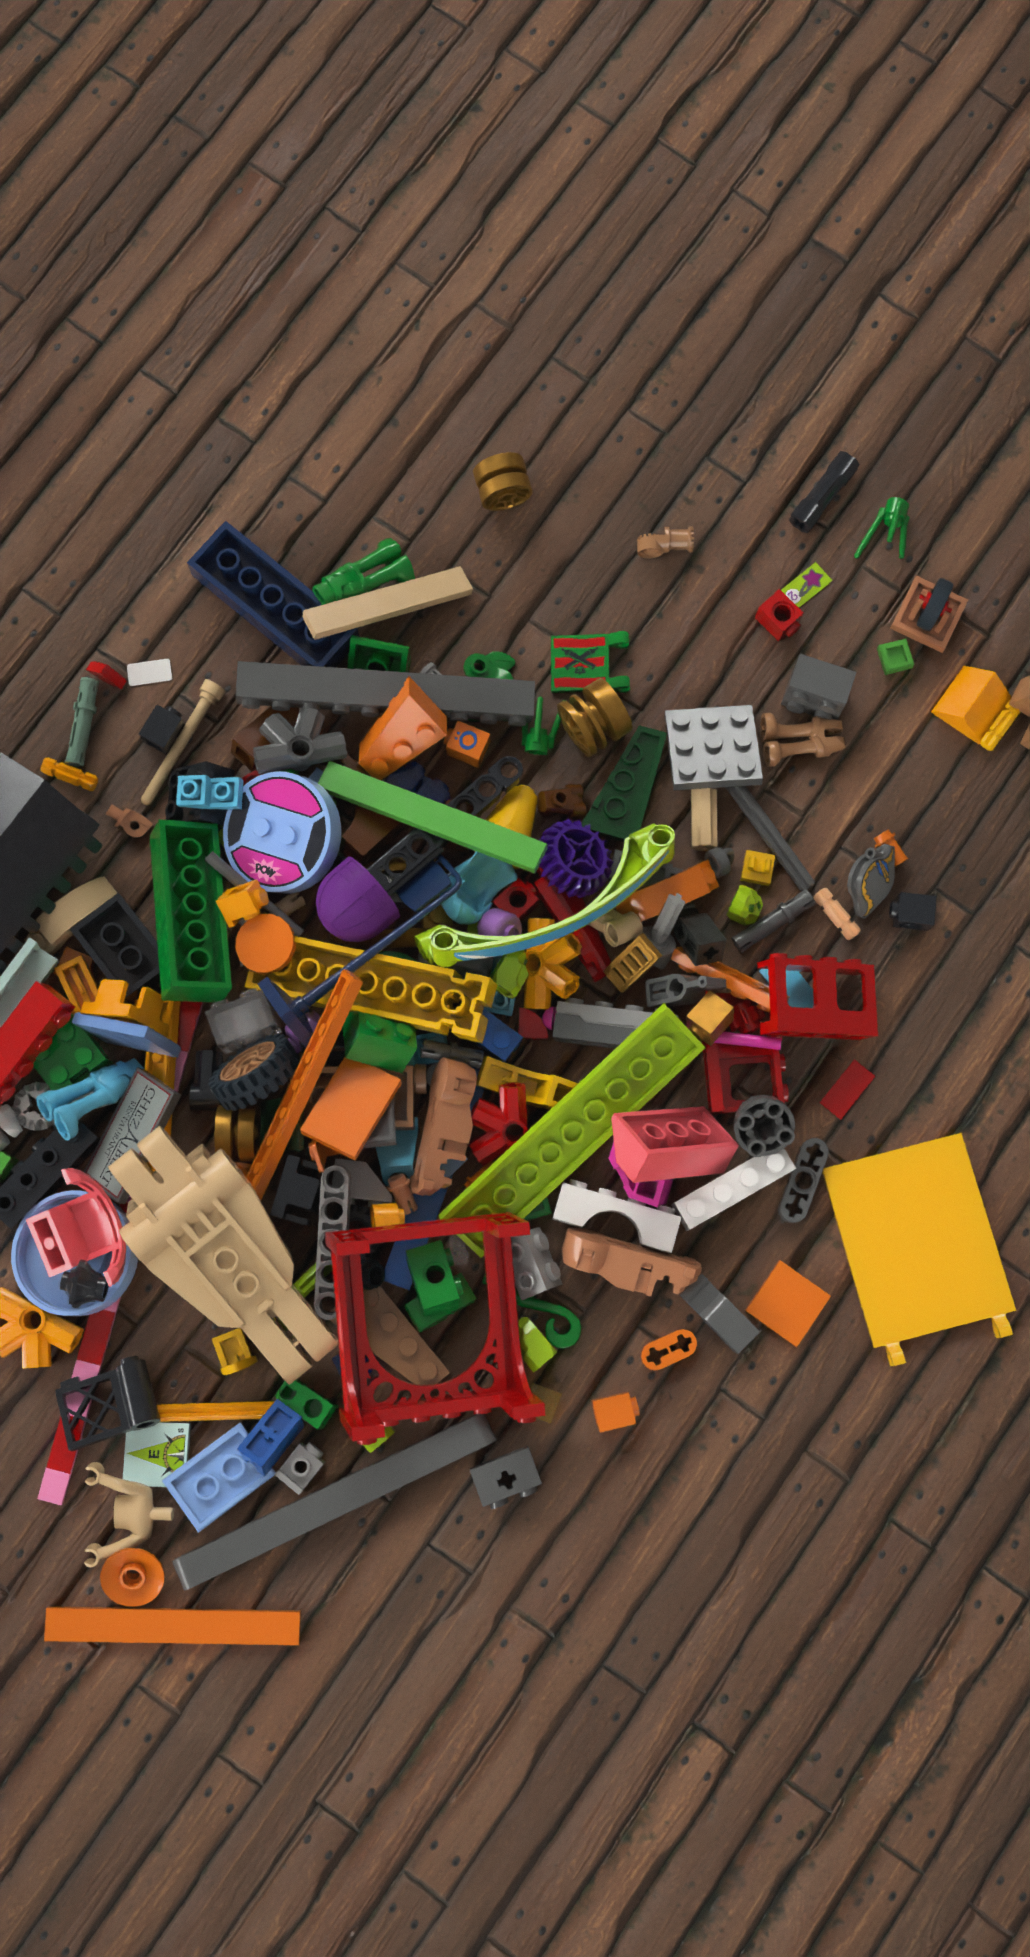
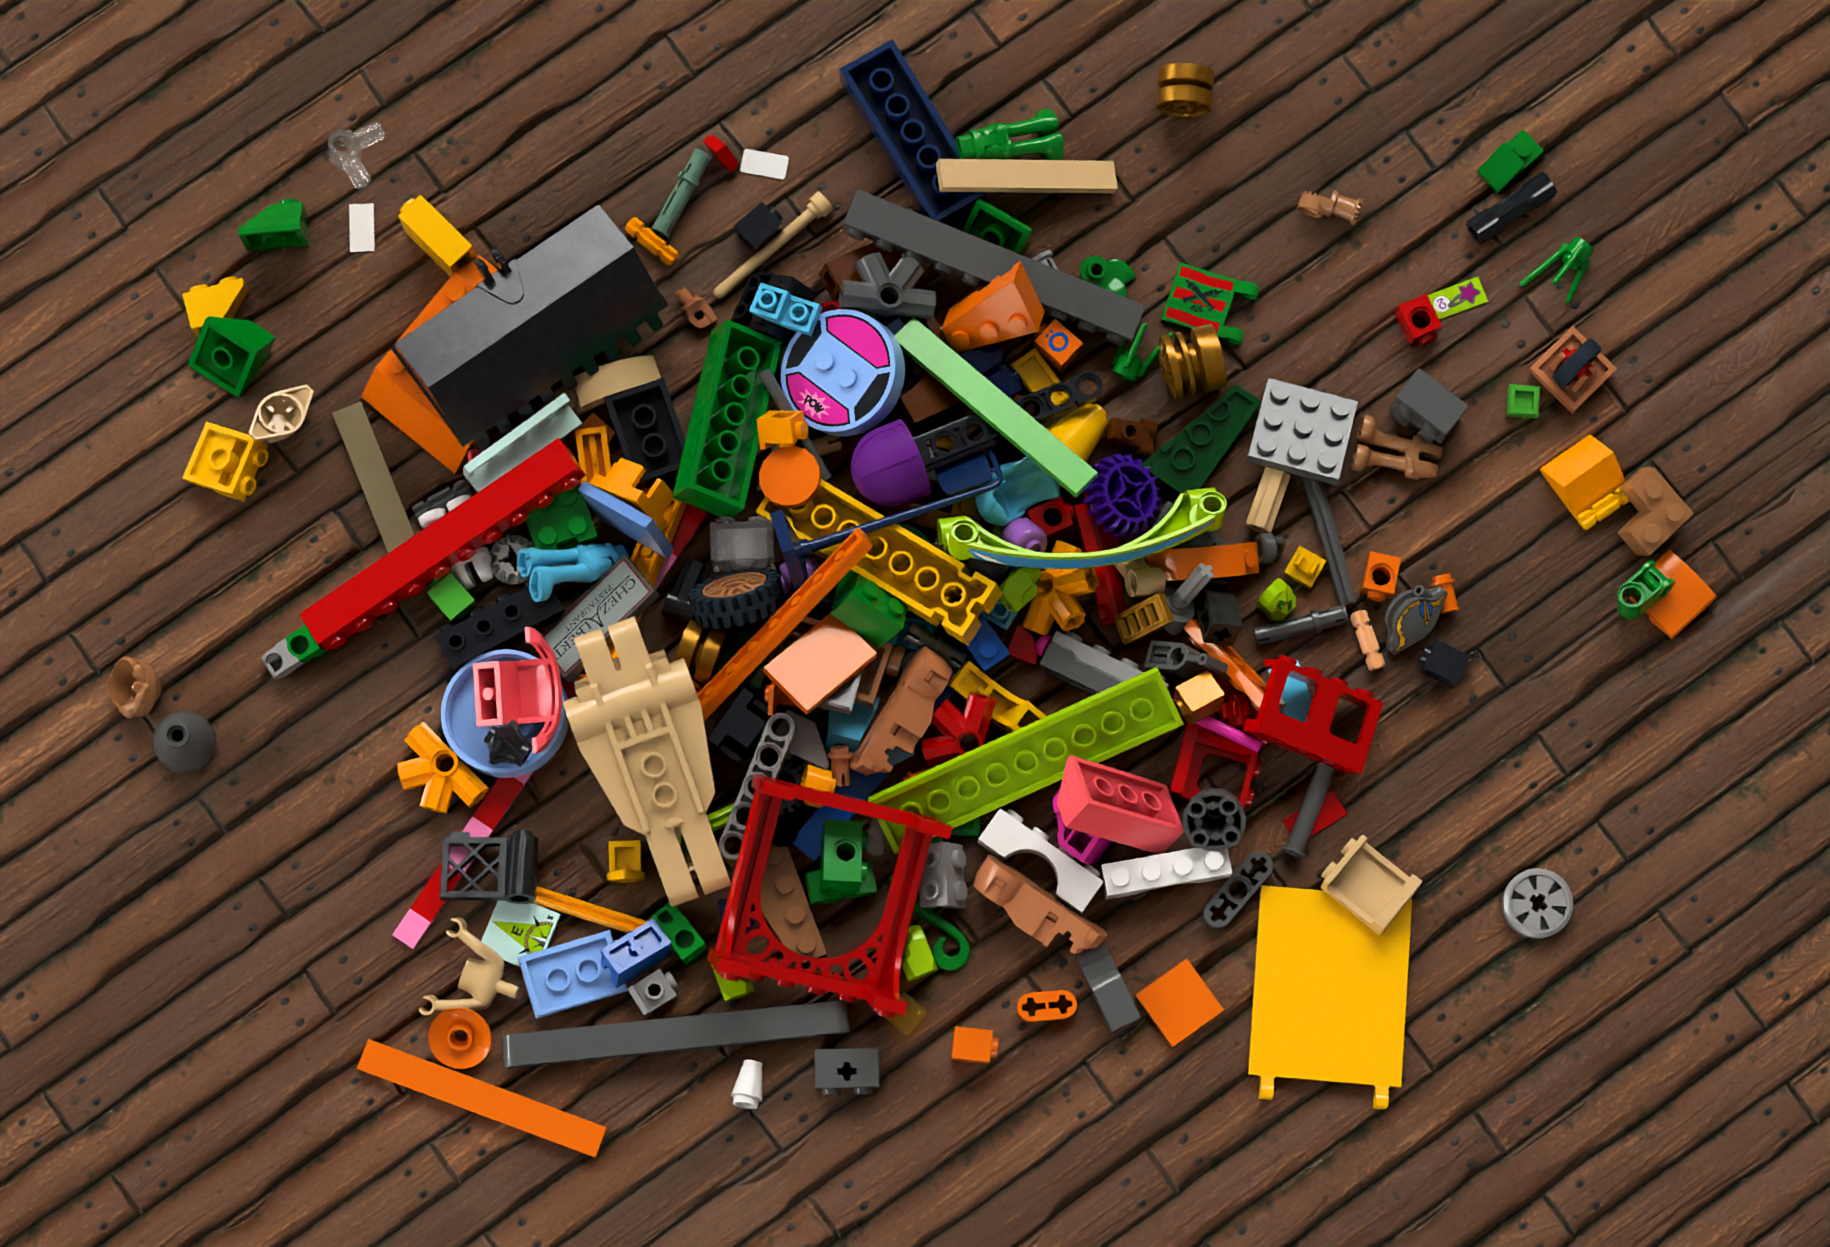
camera: 20 degrees right, 0 degrees up
(420, 1525) = (748, 1087): none -> white cone
(459, 777) = (1038, 375): none -> yellow tile
(807, 452) = (1510, 160): none -> green slope
(829, 840) = (1380, 563): none -> orange brick
(841, 1085) = (1309, 810): none -> dark grey pin
(921, 1135) = (1369, 884): none -> tan panel

